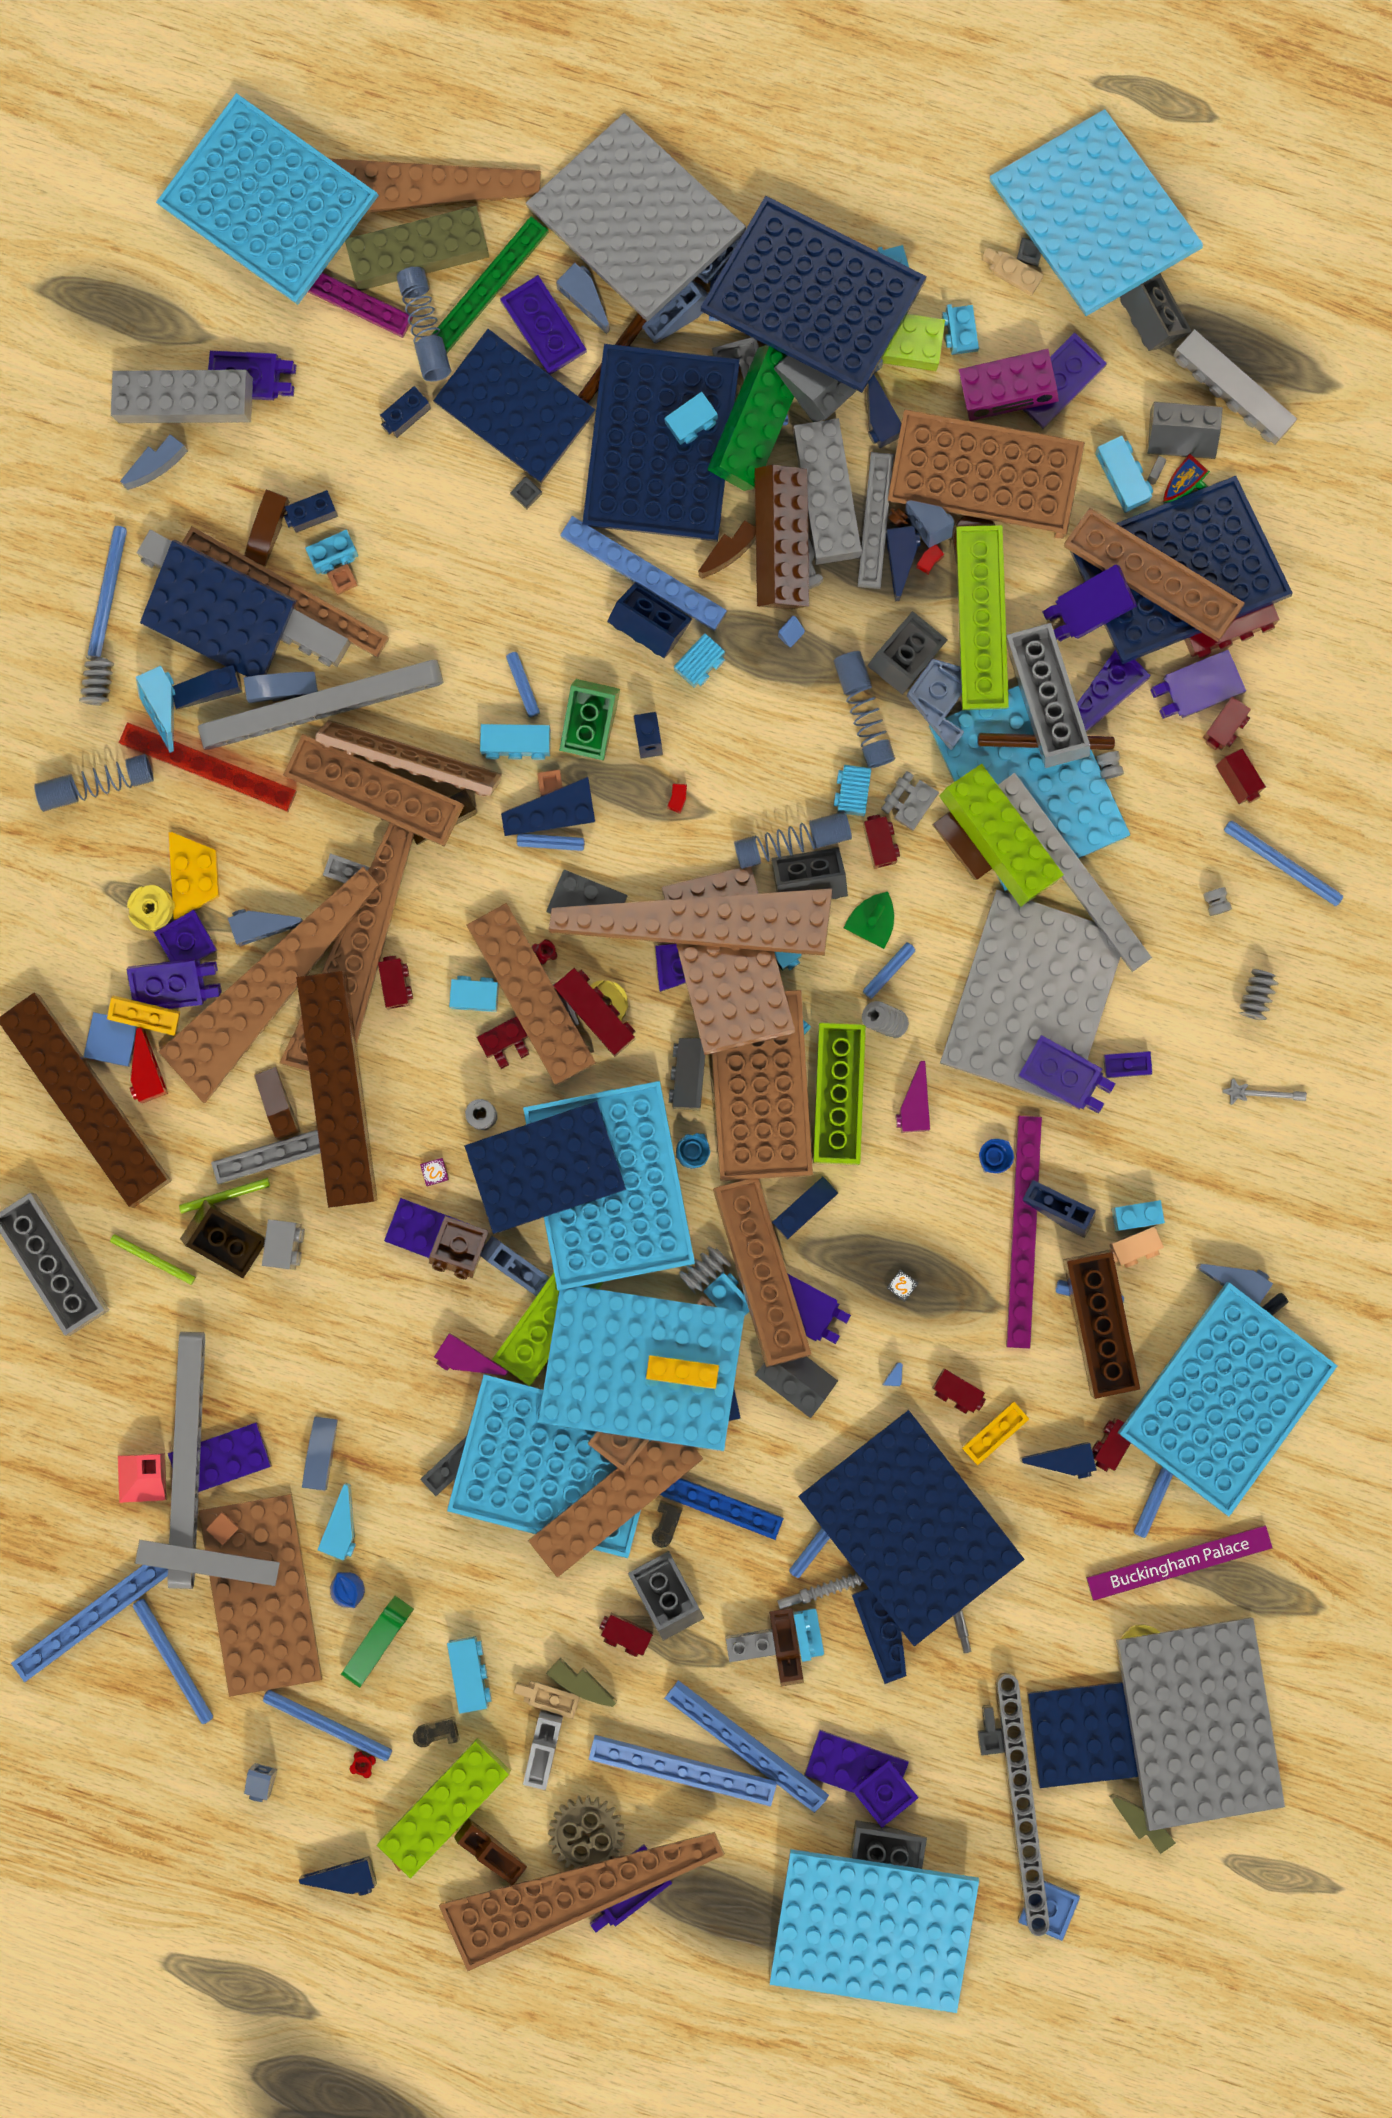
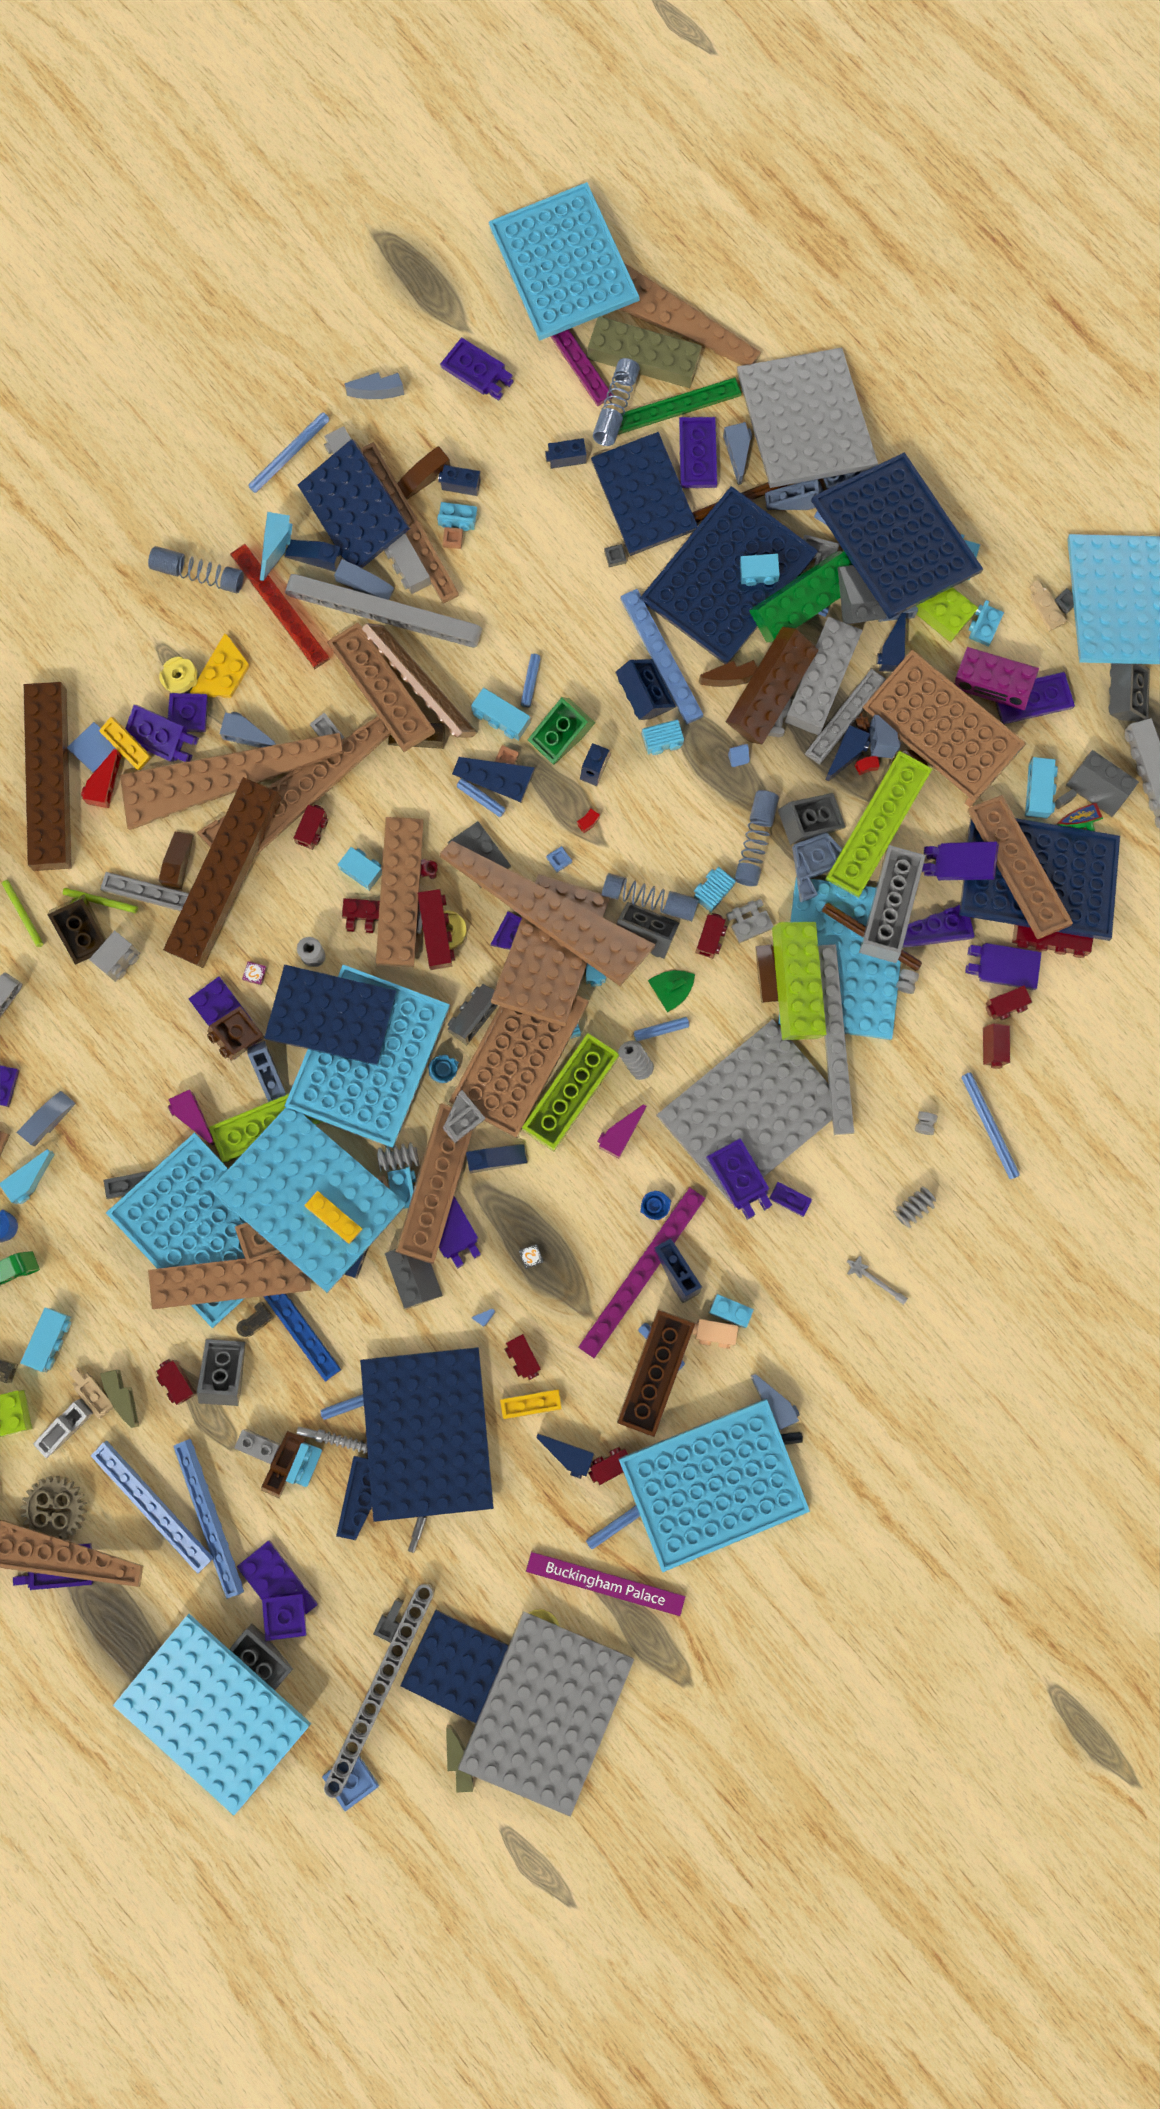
camera: 25 degrees right, 5 degrees down
(96, 680) = (241, 504): light grey piece -> none
(181, 396) = (422, 353): light grey brick -> none
(672, 857) = (559, 859): none -> medium blue tile
(746, 1189) = (462, 1117): none -> light grey wing

